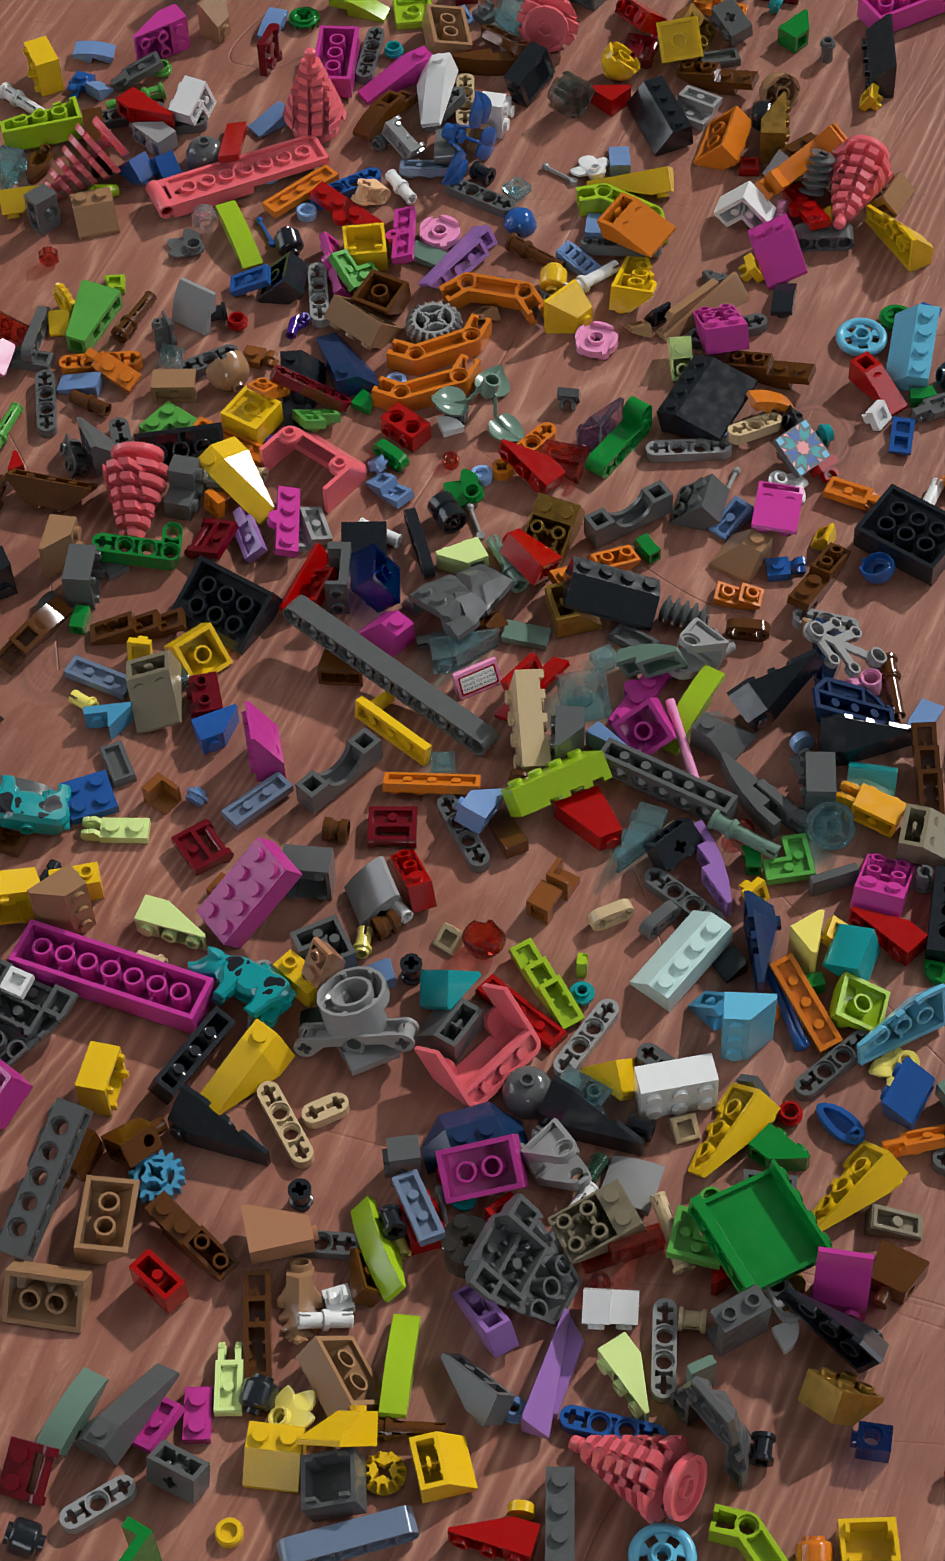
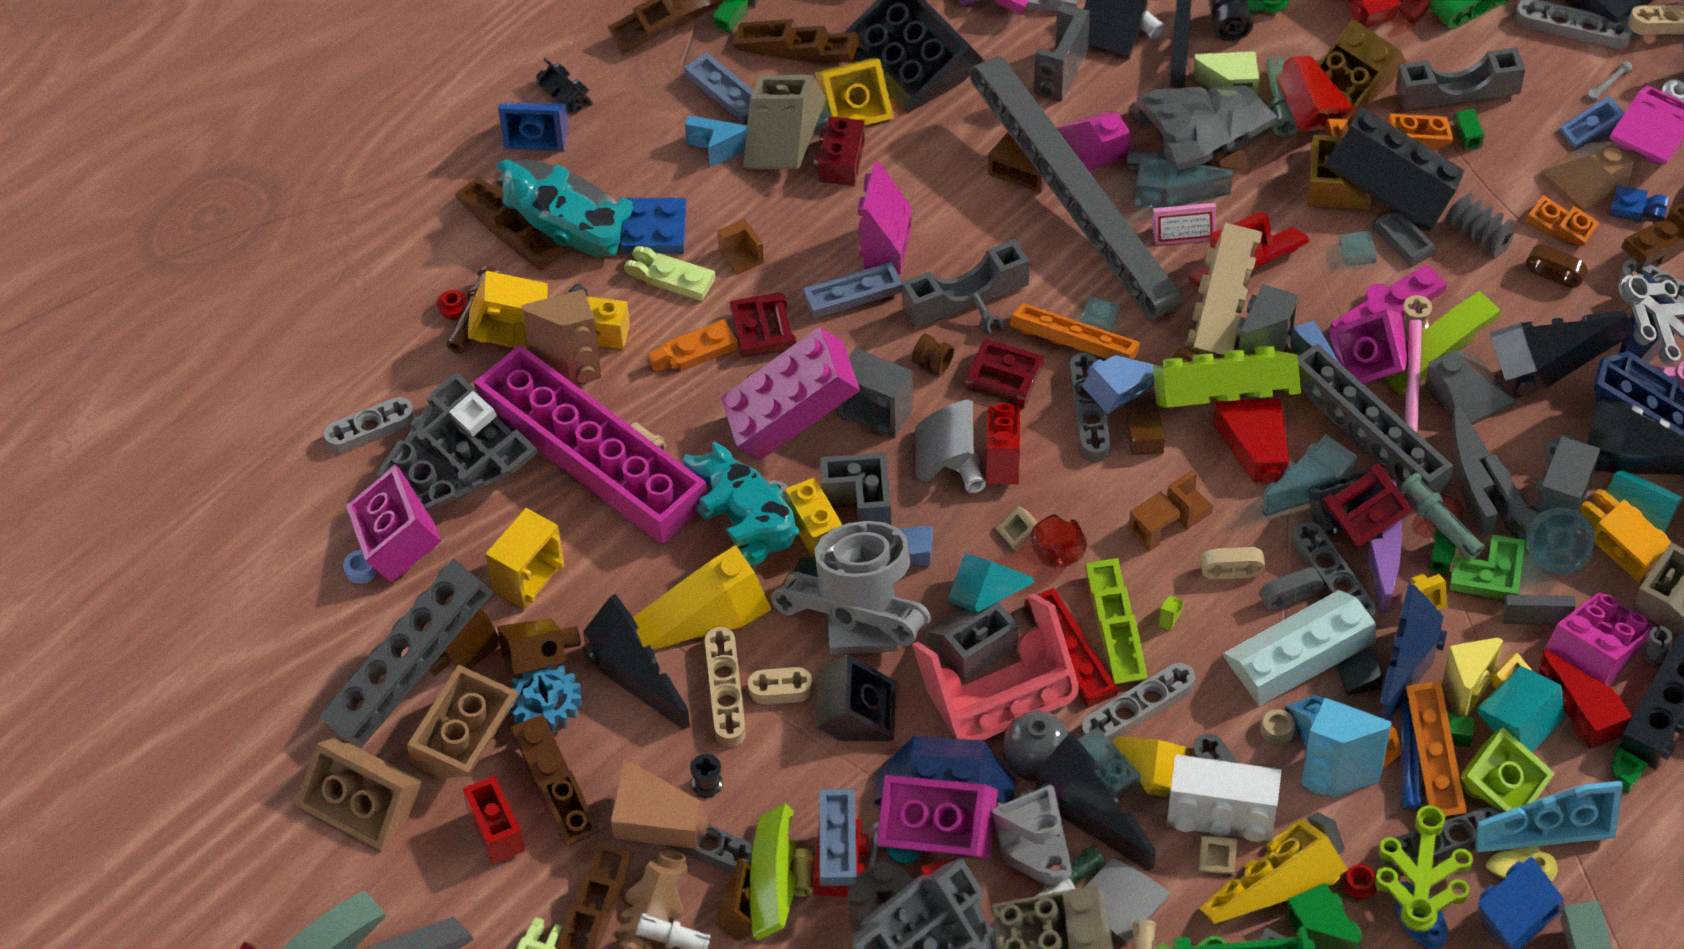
camera: 20 degrees right, 0 degrees up
(82, 700) = (693, 107): light yellow pin -> none
(117, 764) = (704, 196): dark grey tile -> none
(139, 647) = (785, 64): yellow tile -> none
(158, 879) = (694, 347): none -> orange hinge
(163, 920) = (679, 396): yellowish green slope -> none
(191, 1055) = (646, 564): black brick -> none
(196, 796) = (781, 262): medium blue plate -> none
(215, 728) = (837, 189): blue slope -> none
(311, 578) = (1022, 45): red bracket -> none
(321, 962) = (841, 502): nougat slope -> none
(338, 1298) = (701, 915): white tile -> none
(363, 791) = (986, 316): none -> dark grey hand
(363, 941) = (906, 504): light yellow pin -> none
(373, 716) = (1036, 231): yellow piece -> none
(375, 578) = (1105, 65): clear blue brick -> none
(385, 1104) = (855, 702): none -> black slope
(386, 924) = (946, 487): reddish brown wheel -> none
(393, 1225) = (800, 840): black bush -> none
(402, 1156) = (846, 767): dark grey brick -> none
(411, 969) = (954, 546): black bush -> none
(481, 535) = (1263, 53): light grey hinge -> none
(526, 635) = (1270, 190): sand green tile -> none
(582, 999) = (1157, 655): teal plate -> none
(585, 689) = (1316, 280): clear light blue slope -> none
(642, 1127) = (1162, 834): black bush -> none
(649, 659) = (1410, 264): sand green slope -> none
(670, 691) = (1422, 311): none -> tan bush
(688, 1022) = (1277, 726): none -> tan tile
(698, 848) = (1373, 515): none -> dark red plate
(700, 503) = (1560, 93): dark grey slope -> none
(700, 647) = (1486, 269): light grey piece -> none
(801, 741) = (1569, 424): light blue tile -> none
(832, 1094) = (1423, 875): none -> lime plant

